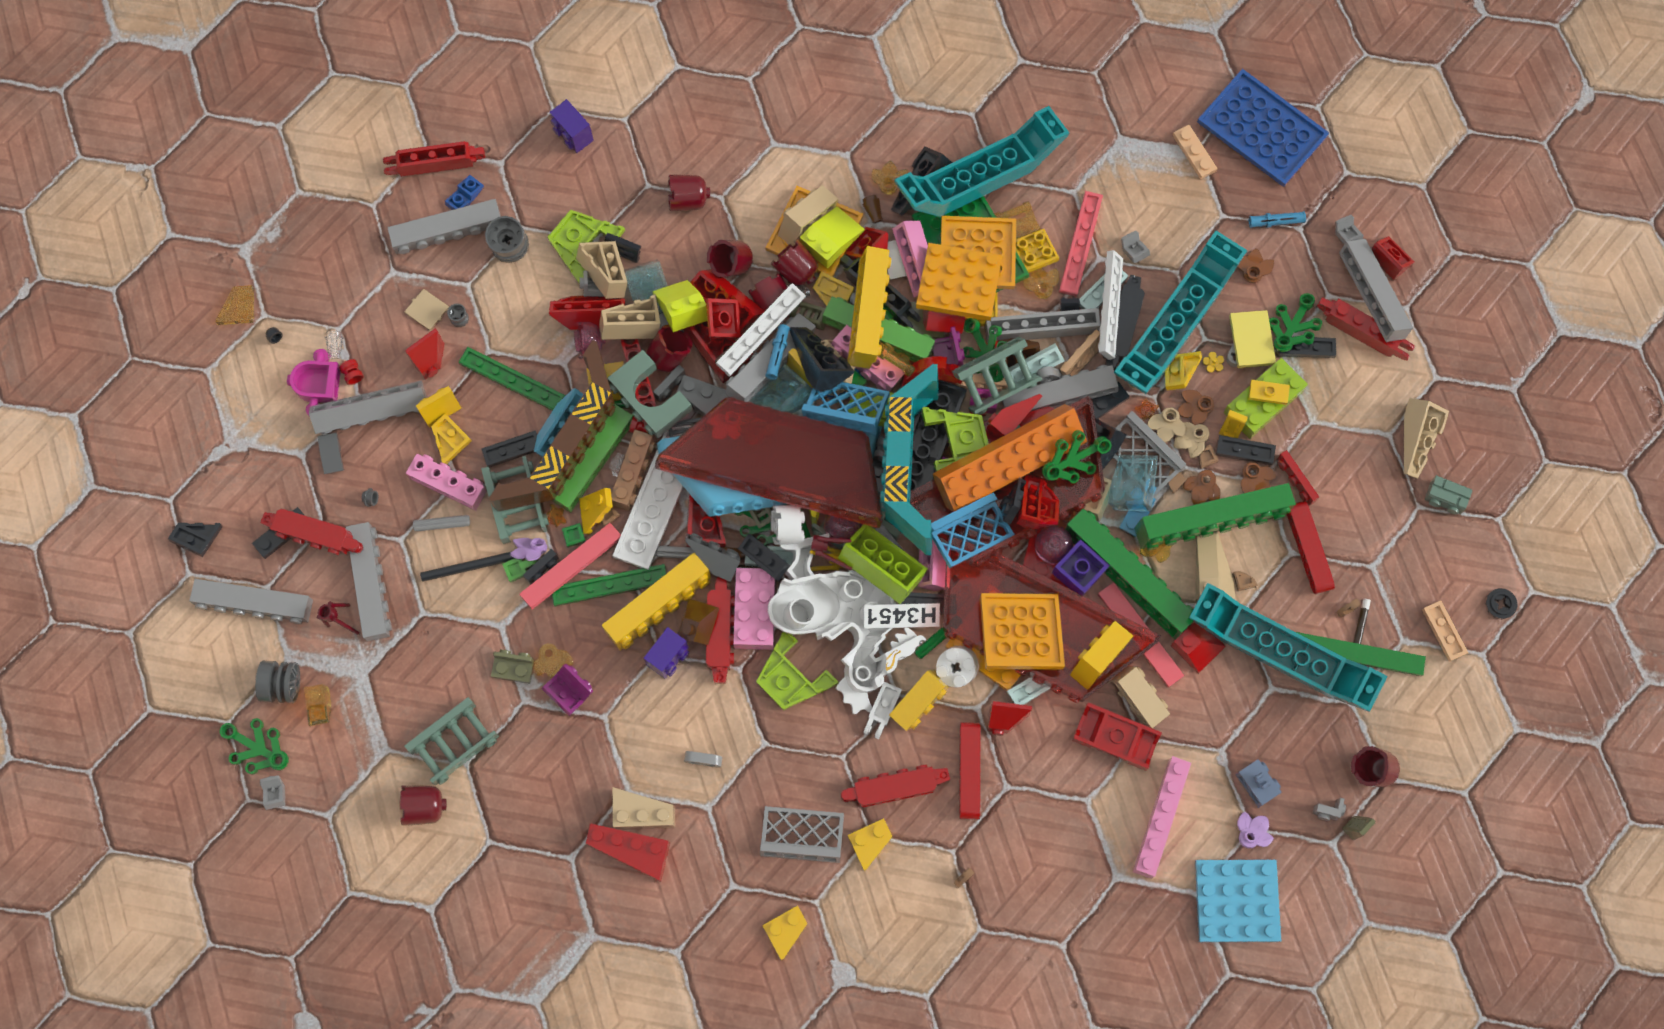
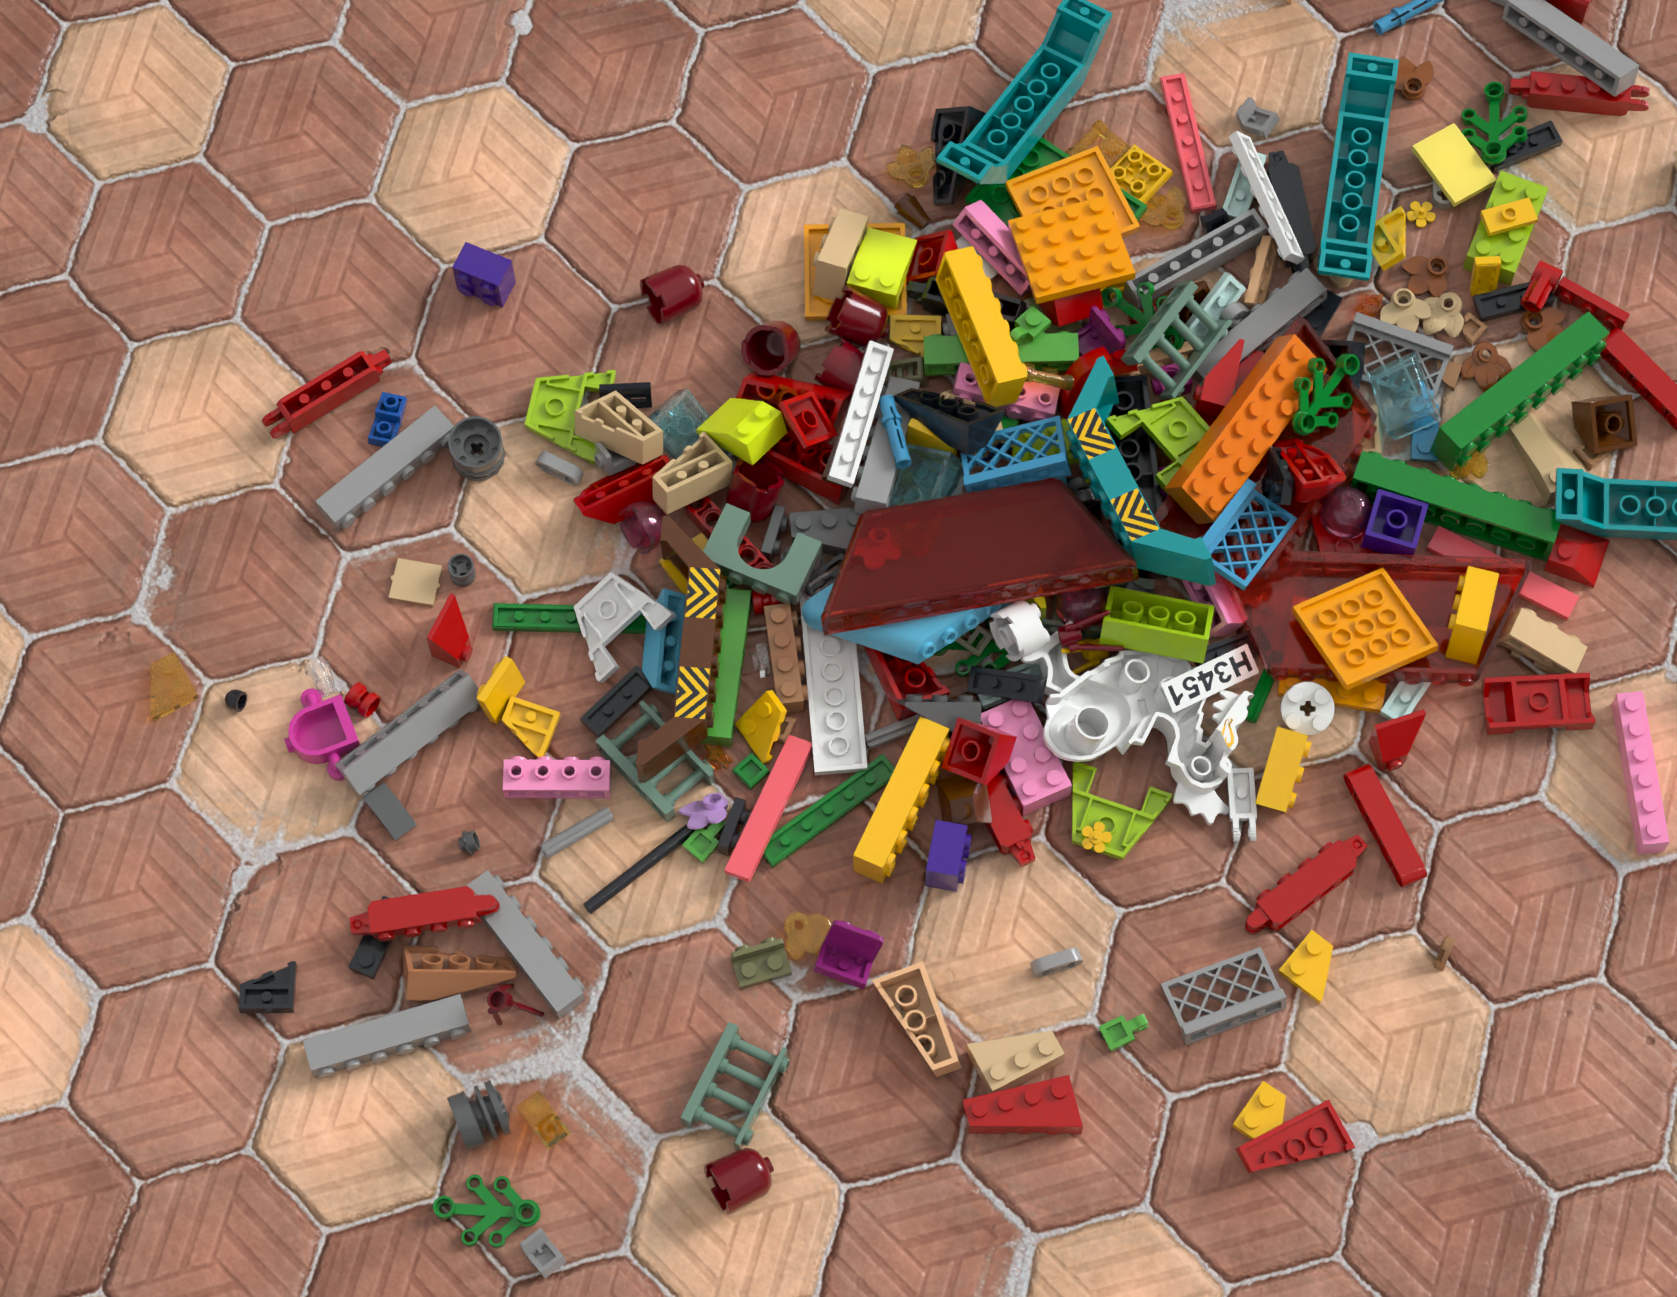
camera: 25 degrees left, 5 degrees down
(304, 575) = (438, 975): none -> nougat wedge
(534, 386) = (608, 612): none -> white wing
(555, 276) = (559, 468): none -> light grey beam
(594, 753) = (916, 1007): none -> light nougat wedge
(719, 826) = (1118, 1032): none -> bright green plate
(720, 593) = (977, 751): none -> red slope
(771, 686) = (1095, 837): none -> yellow plant
(802, 958) = (1299, 1139): none -> red wing
(905, 320) = (1029, 324): none -> bright green plate
(1264, 564) = (1605, 422): none -> reddish brown slope
(1271, 446) = (1542, 283): none -> red piece

